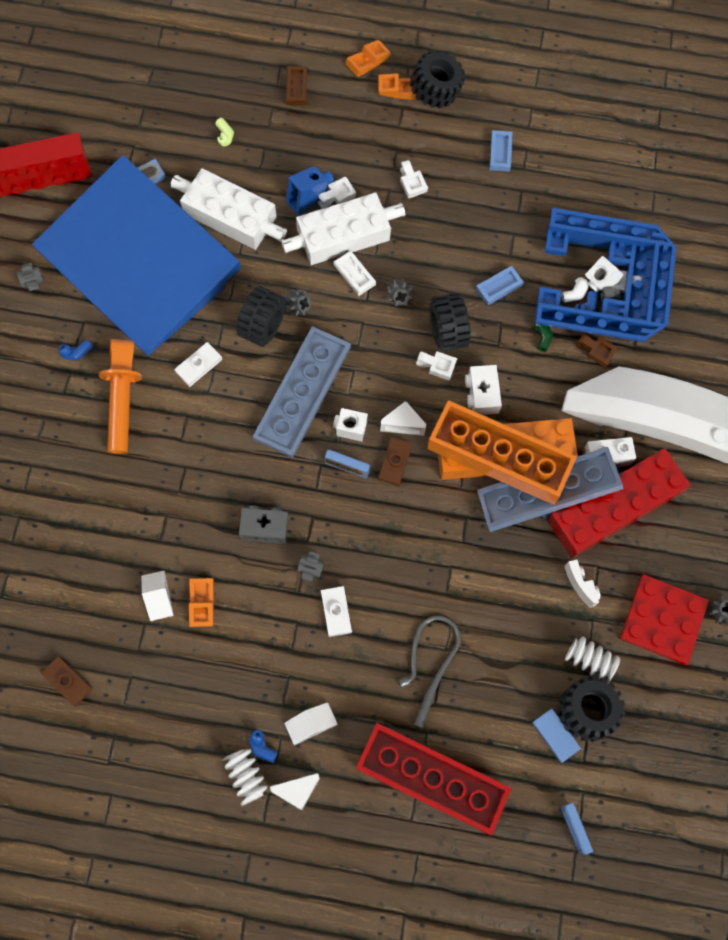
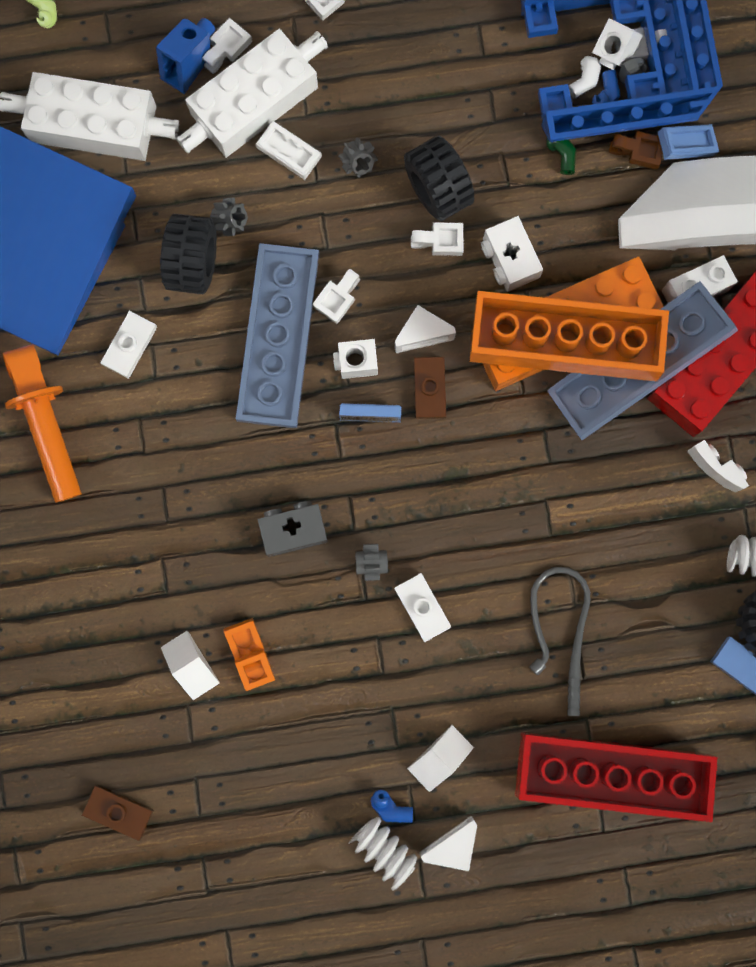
camera: 15 degrees left, 10 degrees up
(351, 380) = (335, 299): none -> white plate
(499, 285) = (483, 103): medium blue tile -> none
(633, 355) = (688, 141): none -> medium blue tile

